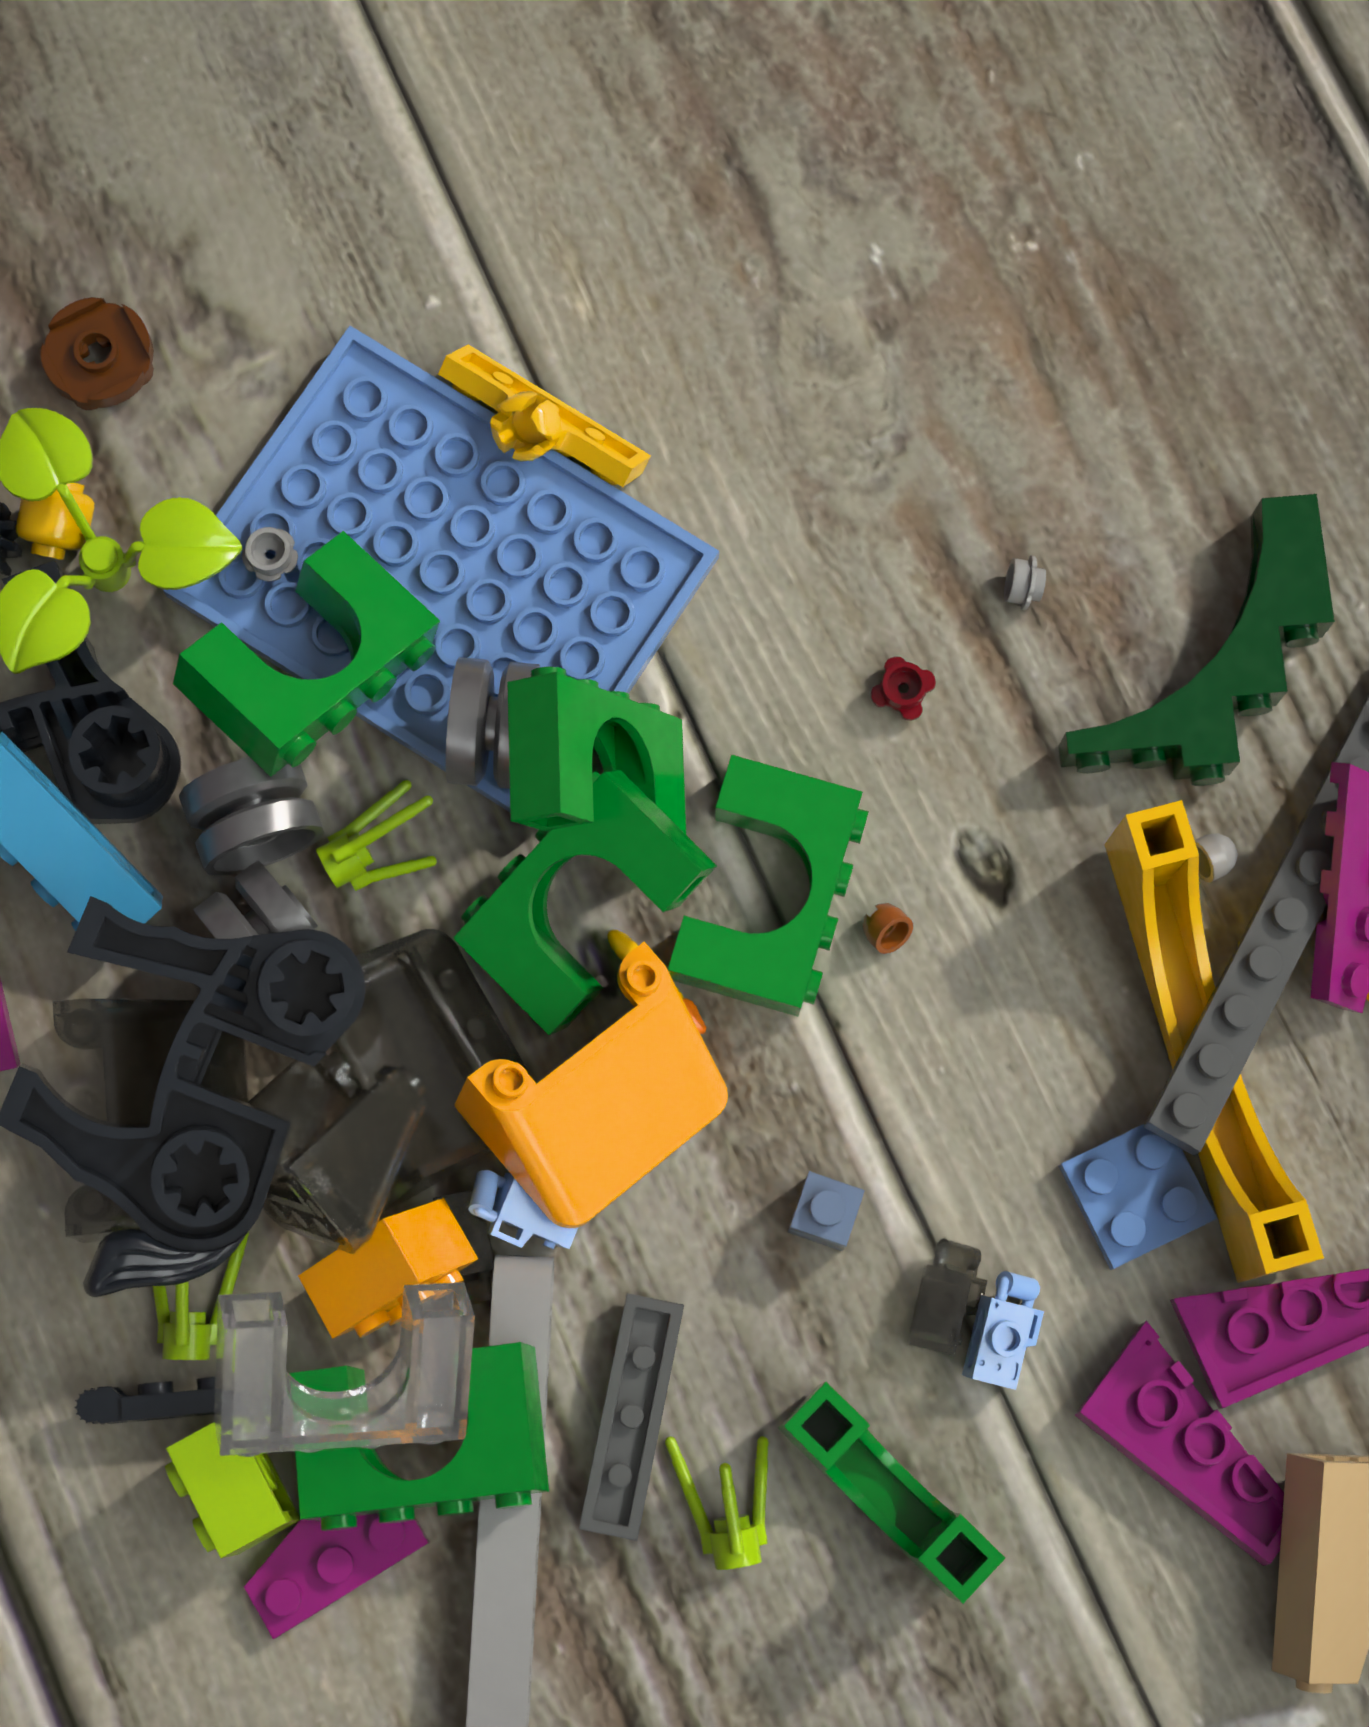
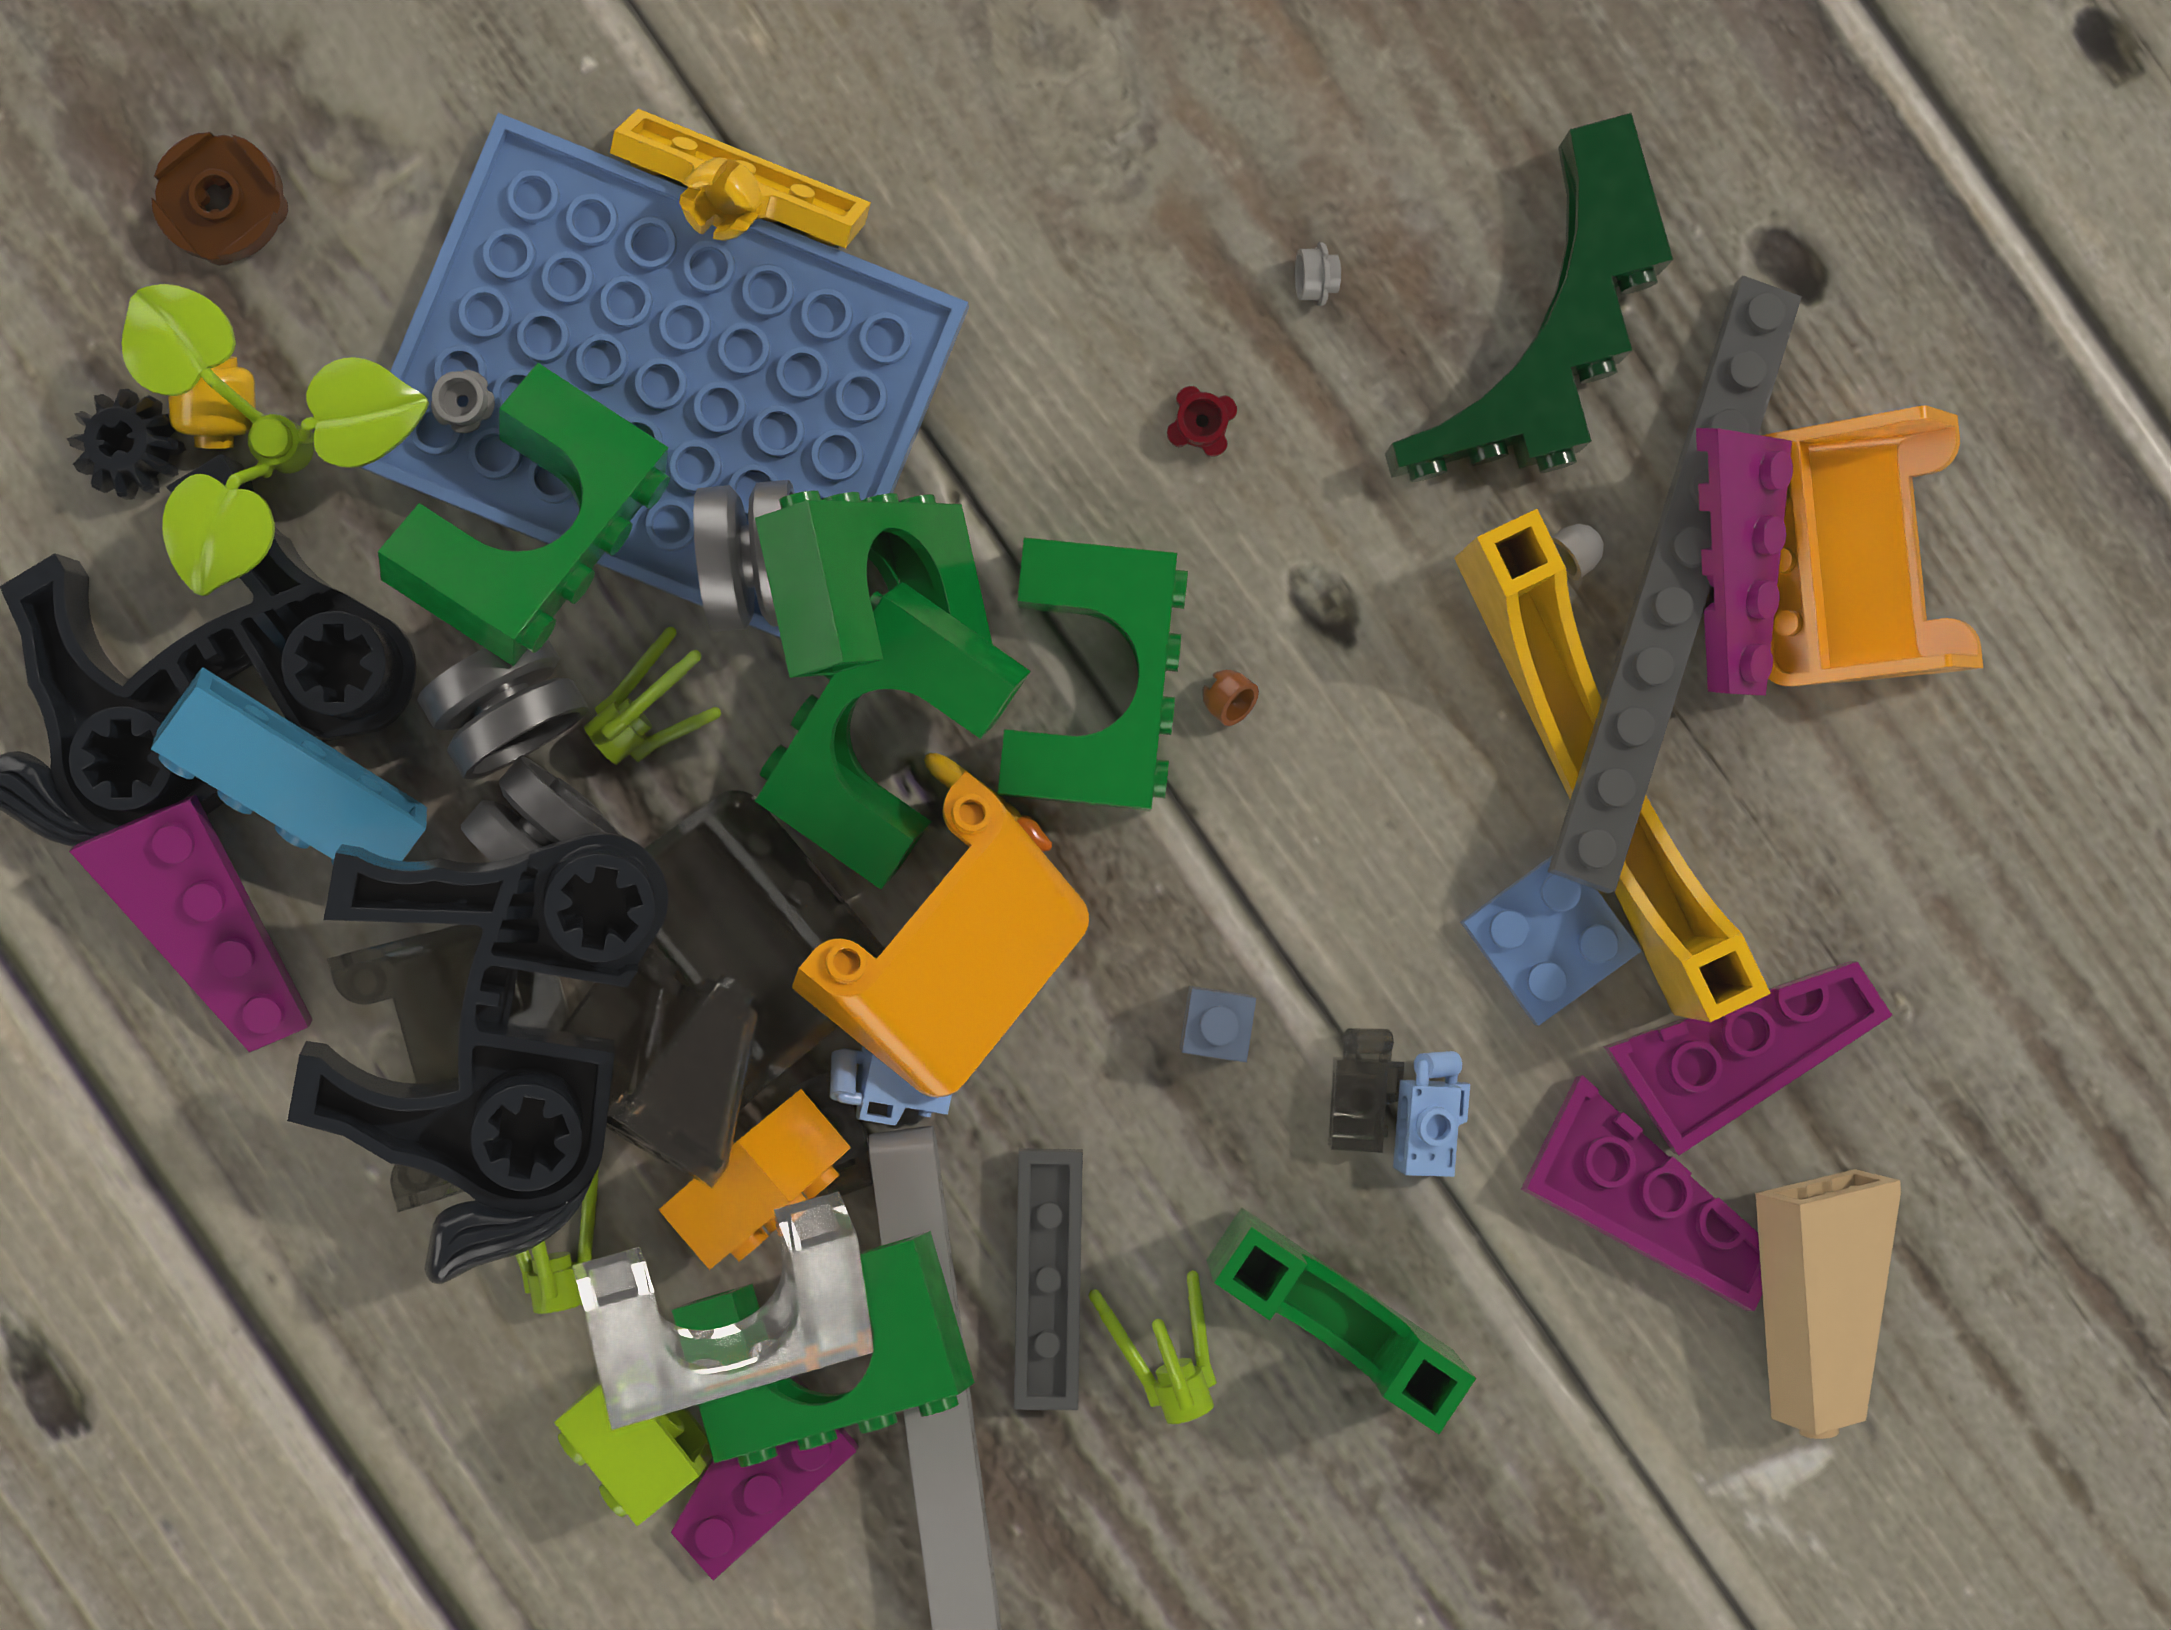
camera: 10 degrees left, 10 degrees up
(153, 1402) = (533, 1360): black hinge -> none

